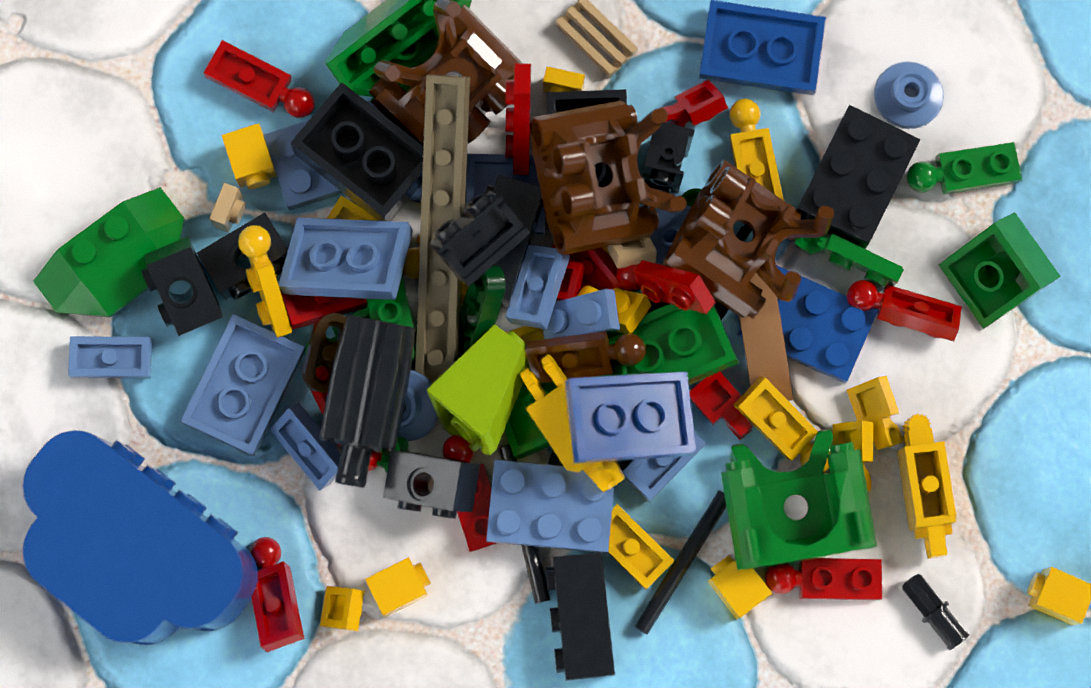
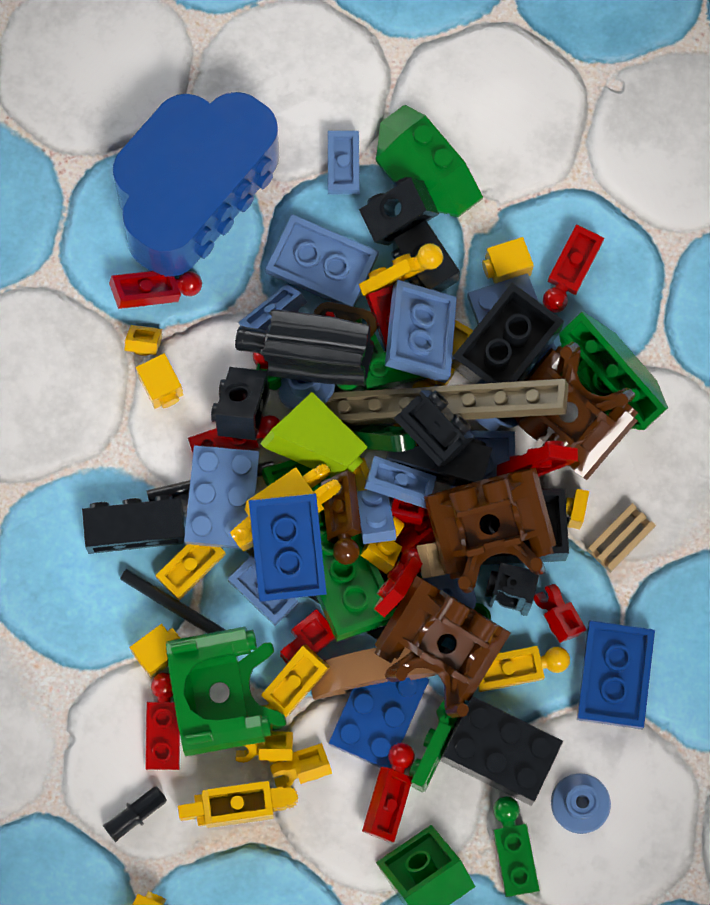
camera: 90 degrees right, 5 degrees down
(228, 208) = (465, 246): tan plate -> none

